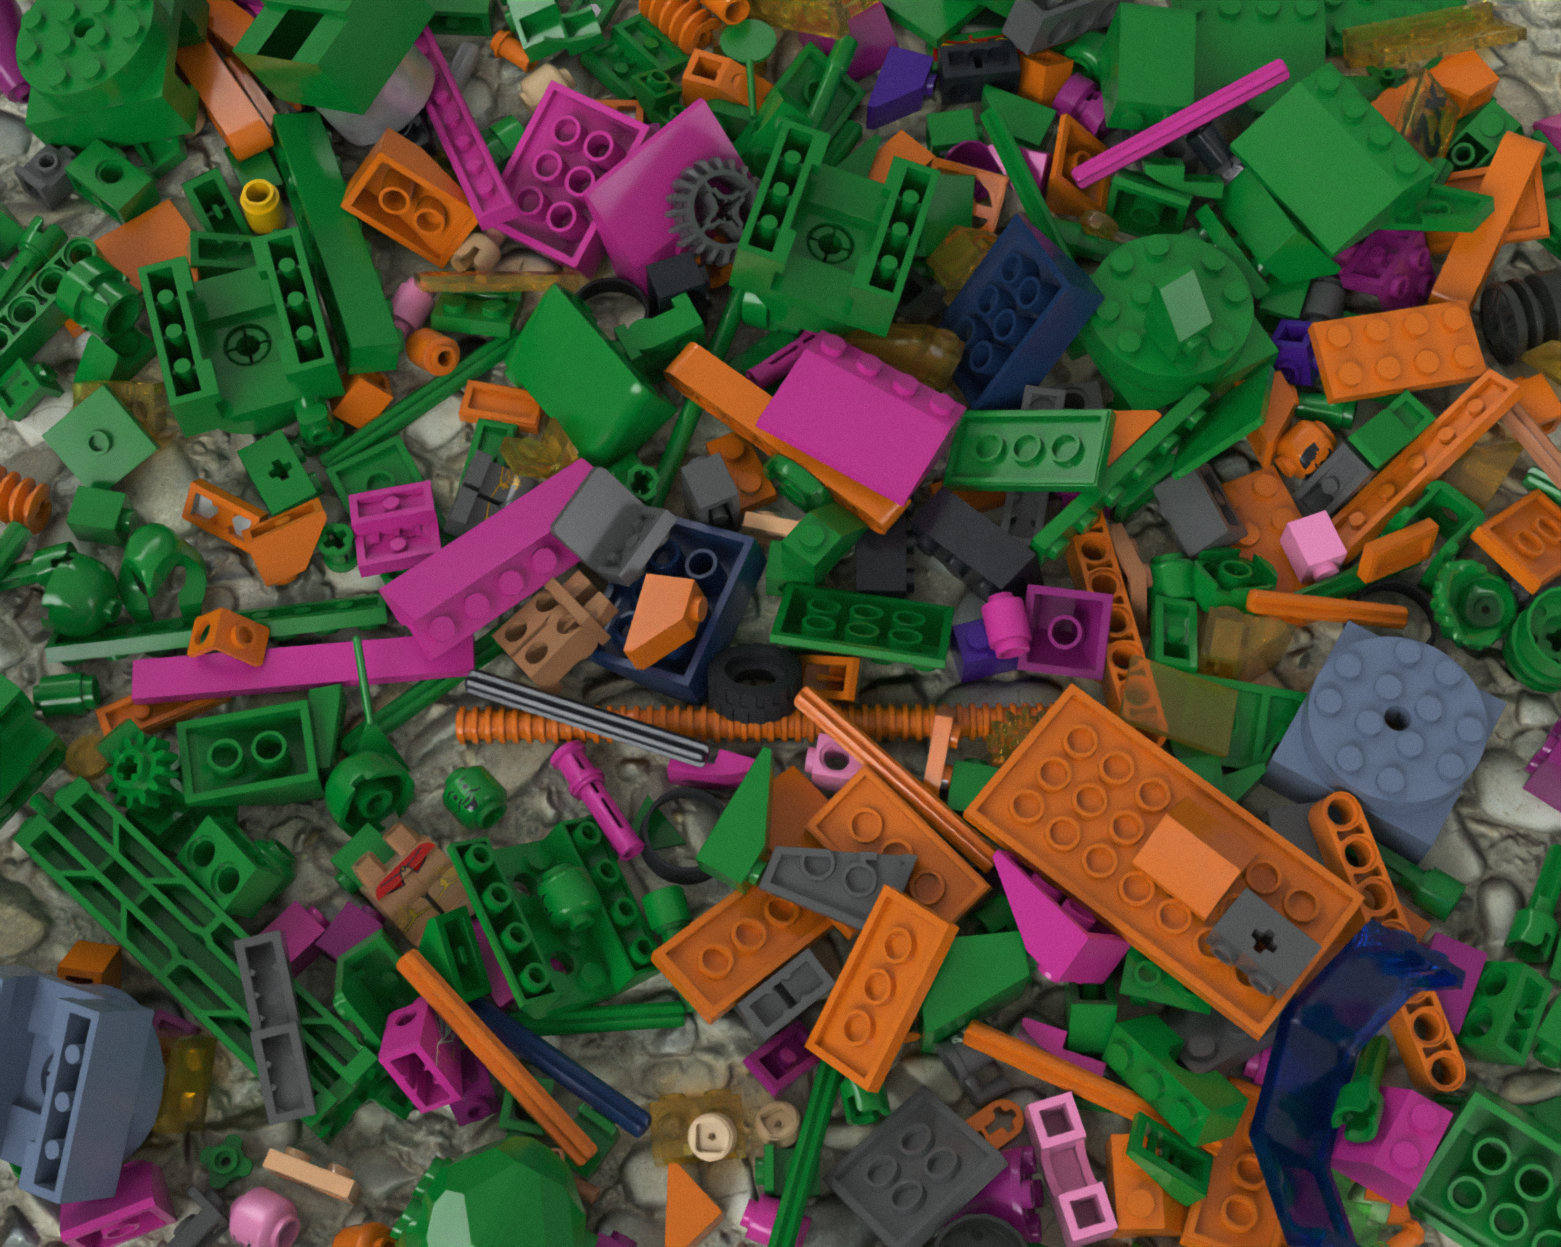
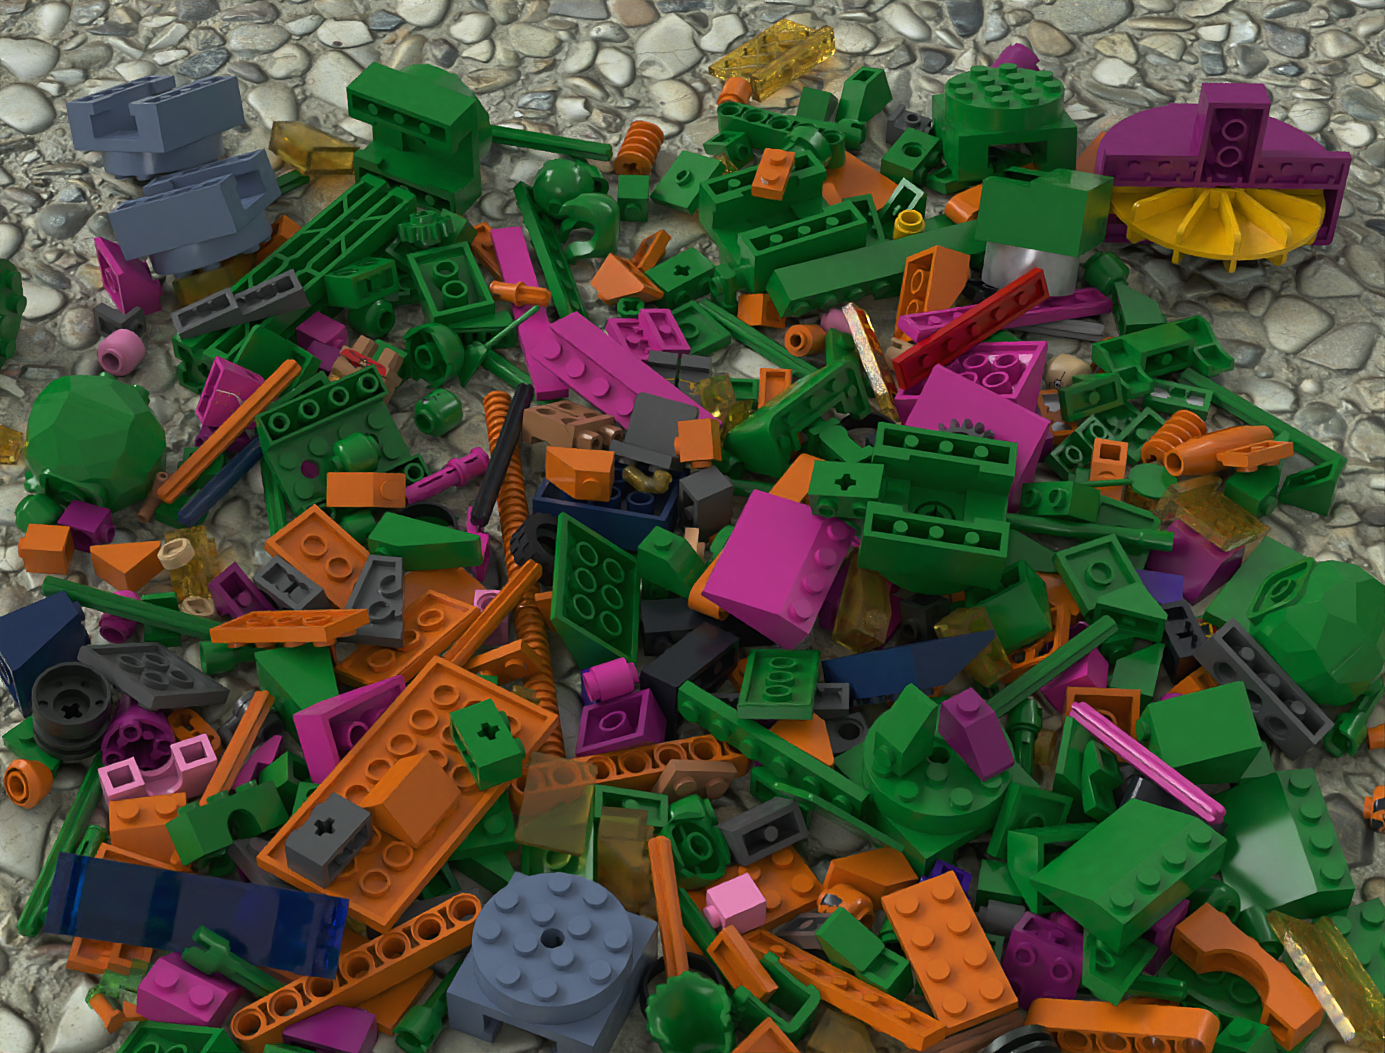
camera: 80 degrees right, 20 degrees down
(67, 694) = (493, 204): green brick -> none
(184, 314) = (773, 174): none -> orange piece
(230, 635) = (538, 264): orange bracket -> none
(239, 1165) = (162, 333): green plate -> none
(292, 666) = (520, 294): none -> orange axle
(296, 1167) = (154, 368): light nougat plate -> none
(501, 156) = (970, 328): none -> red tile
(597, 73) = (1090, 395): none -> green slope
(632, 884) = (366, 490): none -> orange slope
(649, 475) = (698, 442): none -> orange brick
(684, 549) = (644, 483): none -> clear yellow arm
(810, 289) = (845, 488): none -> green brick
(897, 116) = (1094, 570): none -> green plate
(953, 95) = (1133, 611): none -> green slope
(1116, 775) = (487, 744): none -> green brick
(1167, 250) = (975, 734): none -> magenta slope
(1183, 1185) = (172, 789): green slope -> none
(1427, 116) = (1221, 968): clear yellow tile -> none

